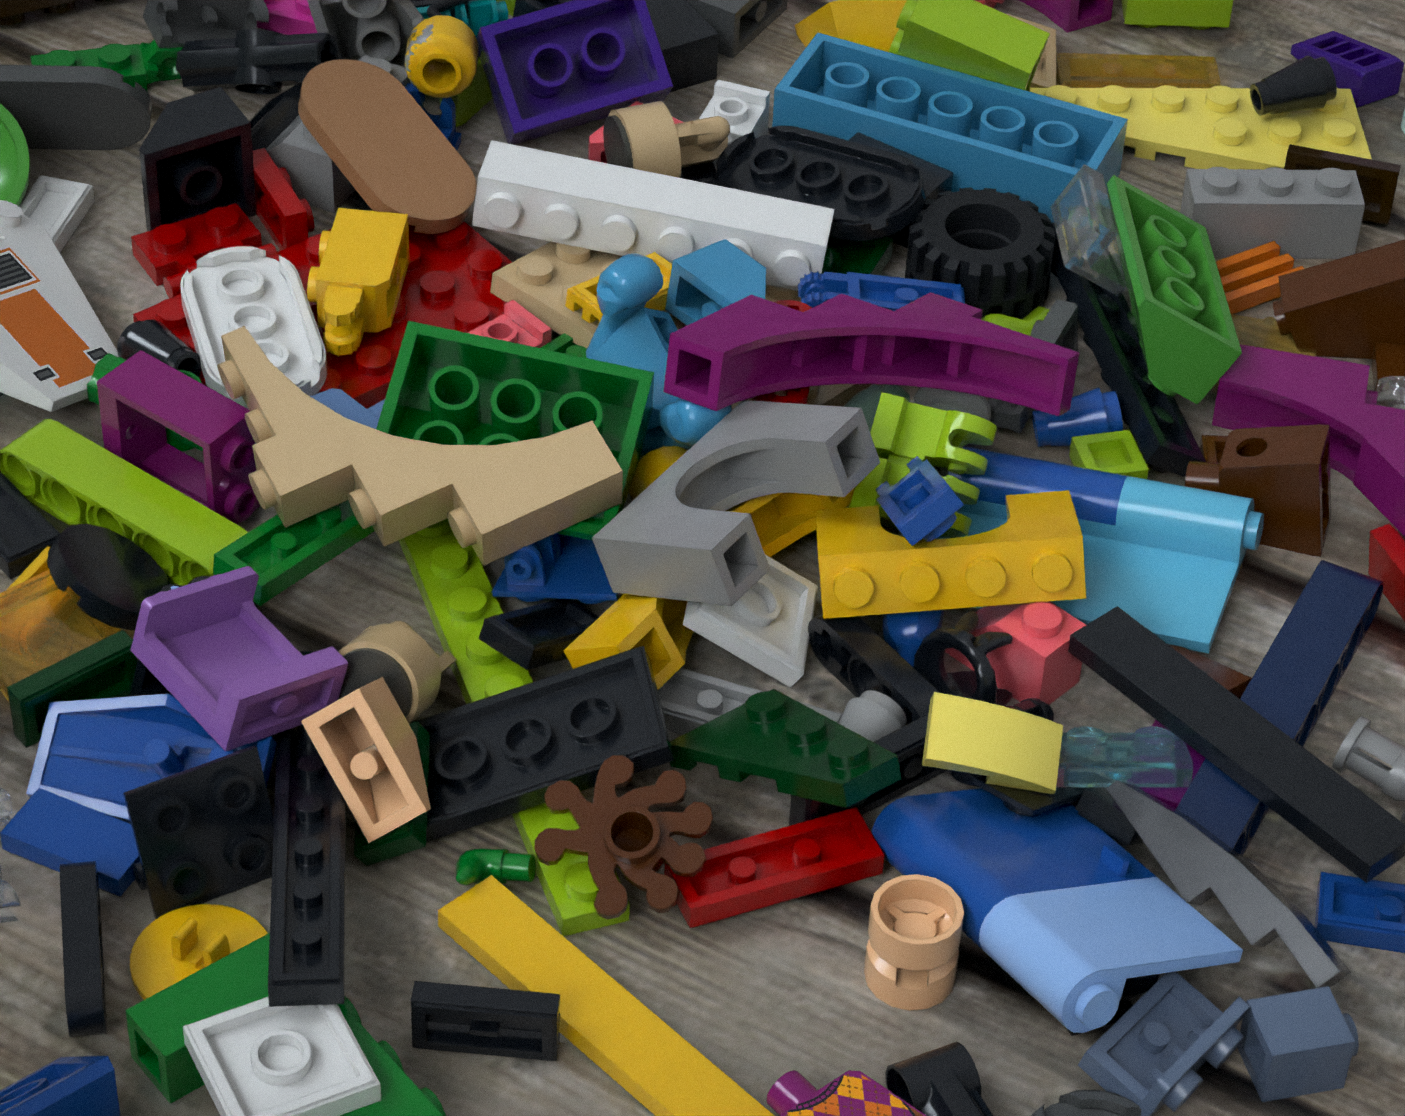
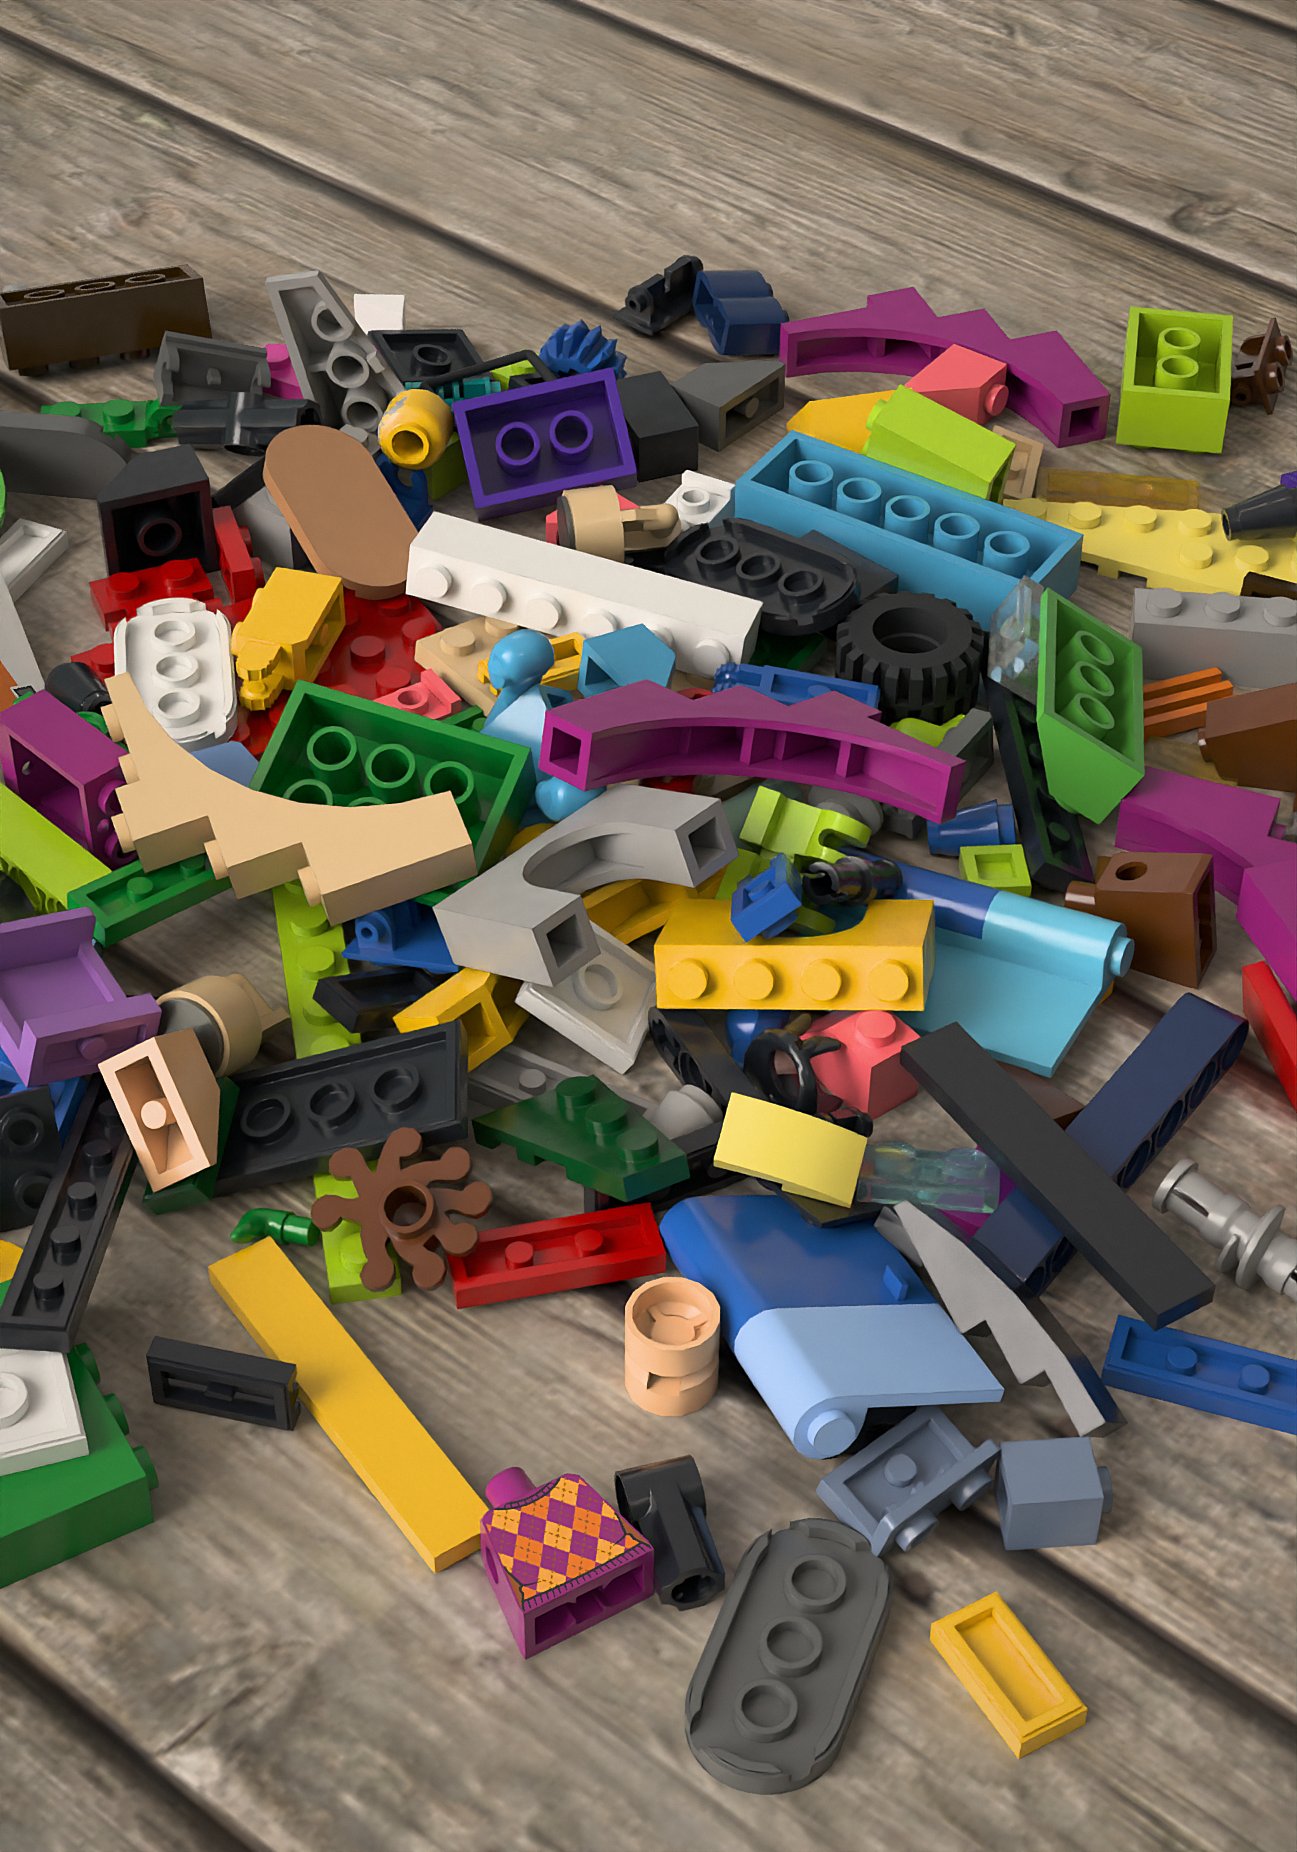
camera: 10 degrees right, 0 degrees up
(990, 478) = (852, 881): none -> black pin

